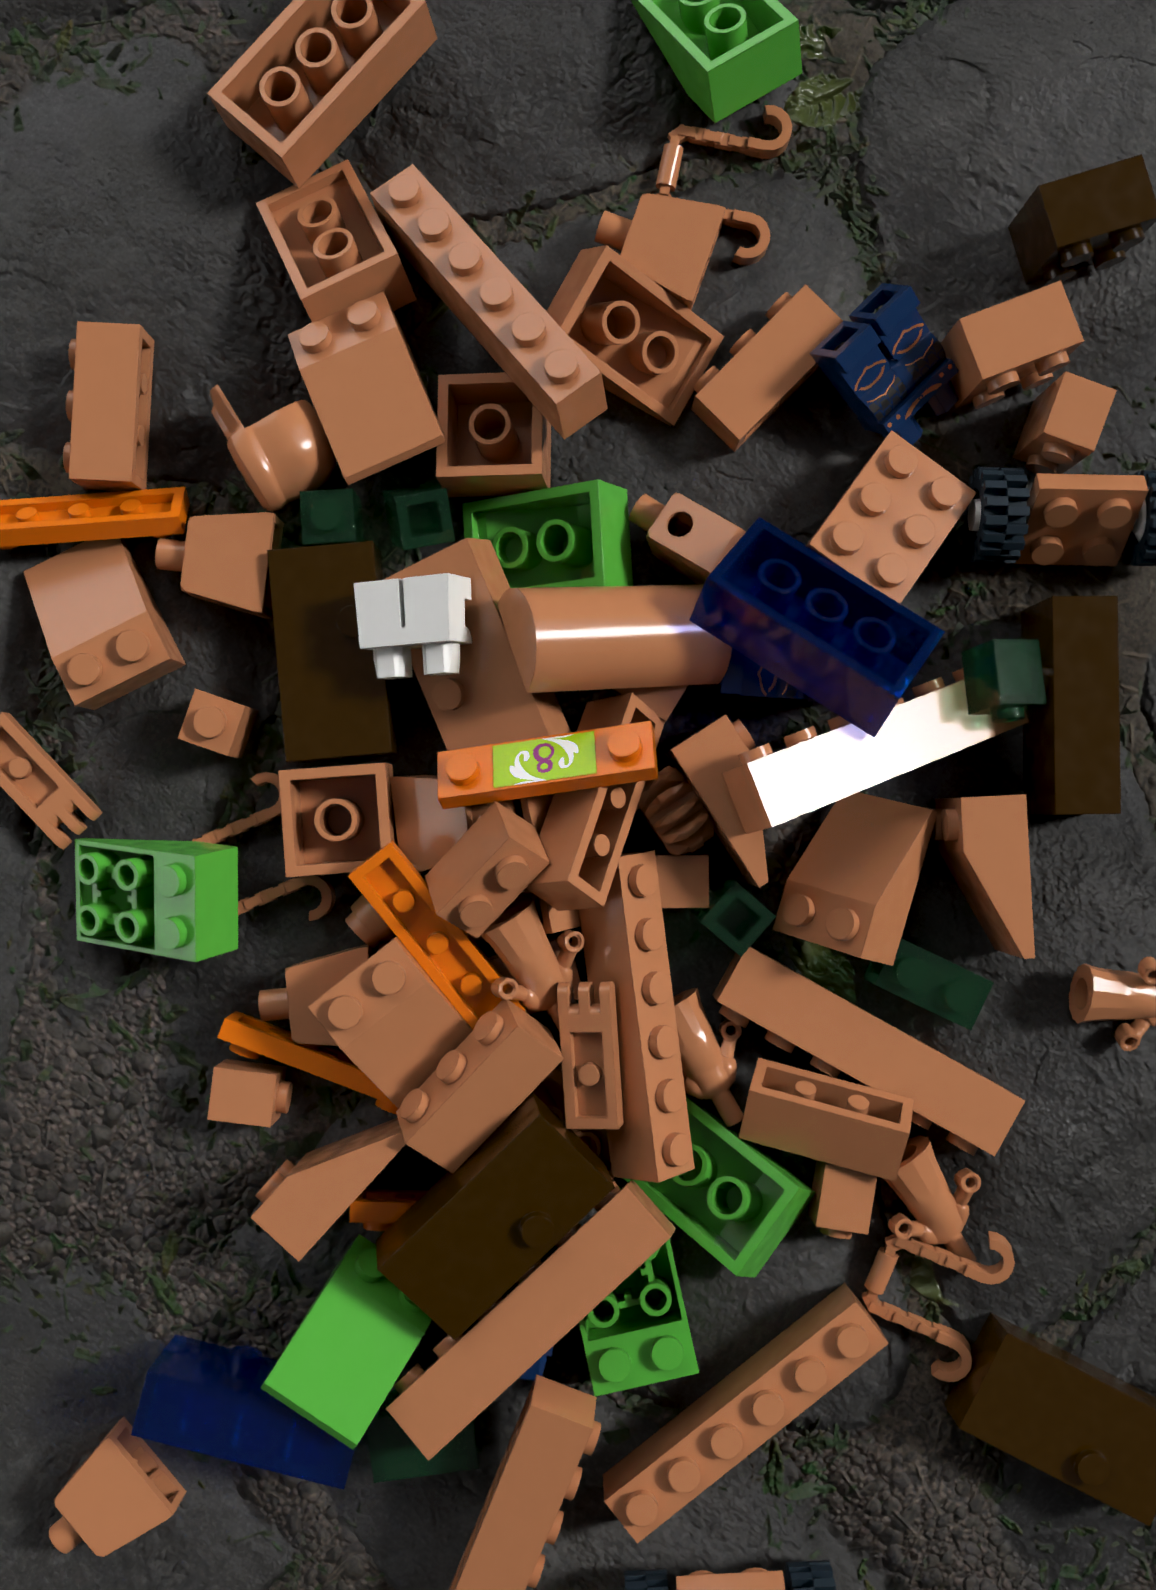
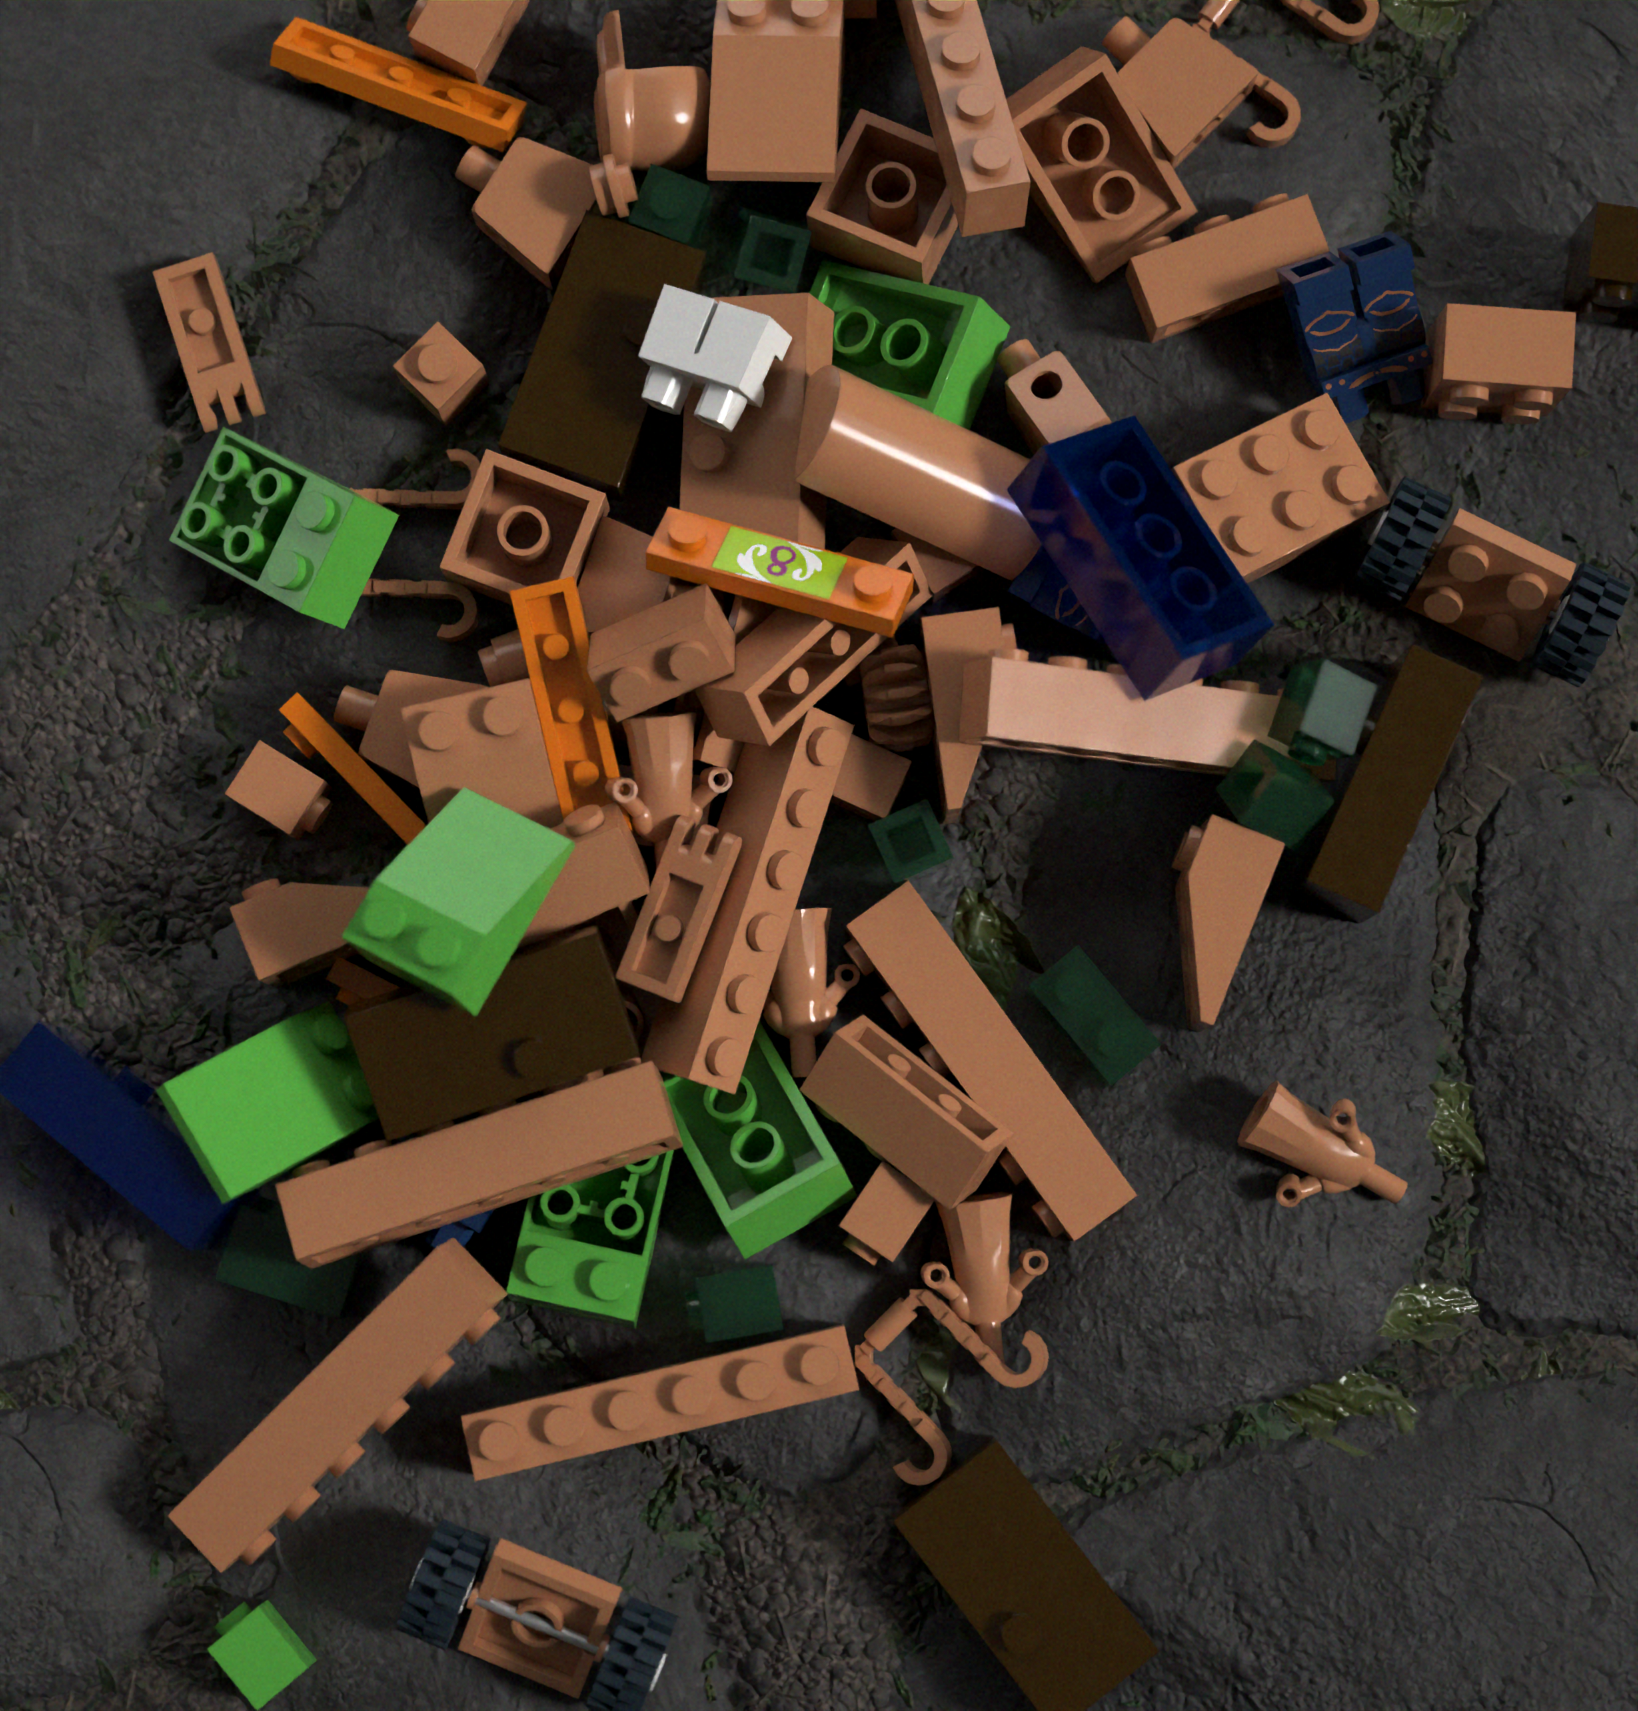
camera: 30 degrees right, 5 degrees down
(101, 622) = (366, 206): nougat slope -> none
(278, 523) = (613, 186): none -> nougat plate
(422, 1142) = (459, 899): none -> bright green slope
(764, 1312) = (735, 1304): none -> clear green brick
(858, 877) = (1063, 863): nougat slope -> none
(998, 759) = (1275, 795): none -> clear green brick
(1064, 424) = (1520, 473): nougat brick -> none

